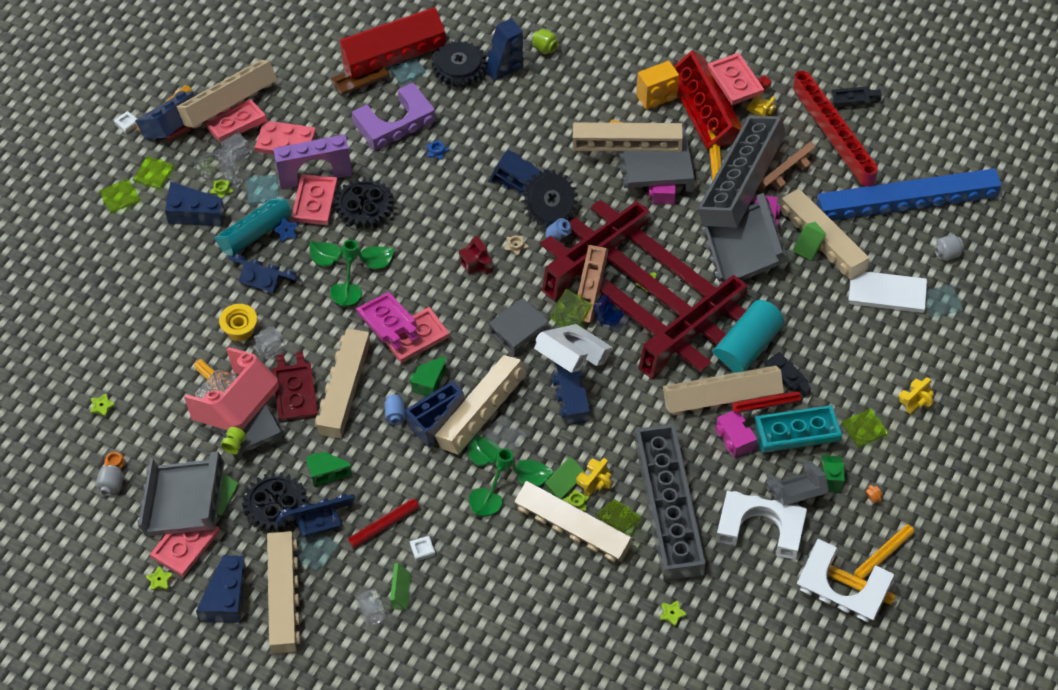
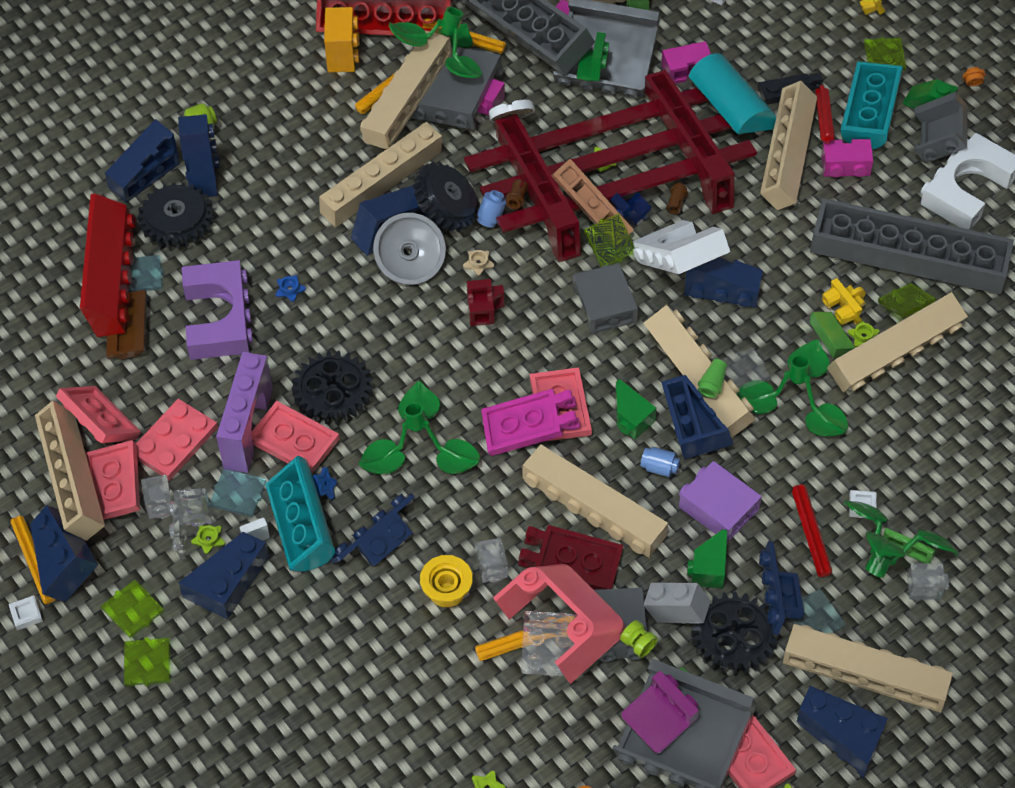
camera: 65 degrees left, 0 degrees up
(184, 474) = (661, 713): none -> magenta bracket
(232, 208) = (257, 529): none -> white tile
(277, 456) = (677, 603): none -> light grey brick
(278, 90) = (98, 414): none -> coral plate
(363, 553) = (883, 549): none -> green plant
(378, 457) = (719, 500): none -> medium lavender brick
(465, 408) = (712, 380): none -> bright green cone
(482, 24) = (143, 162): none -> dark blue wedge
(488, 190) = (411, 232): none -> light grey dish
(557, 157) = (380, 174): none -> tan brick
(572, 237) = (515, 198): none -> reddish brown pin
(636, 339) = (678, 194): none -> reddish brown pin
(653, 208) = (519, 107): none -> white tile
(702, 148) = (451, 27): none -> green plant
(724, 235) = (593, 61): none -> green bracket
(769, 292) = (682, 59): none -> dark pink brick

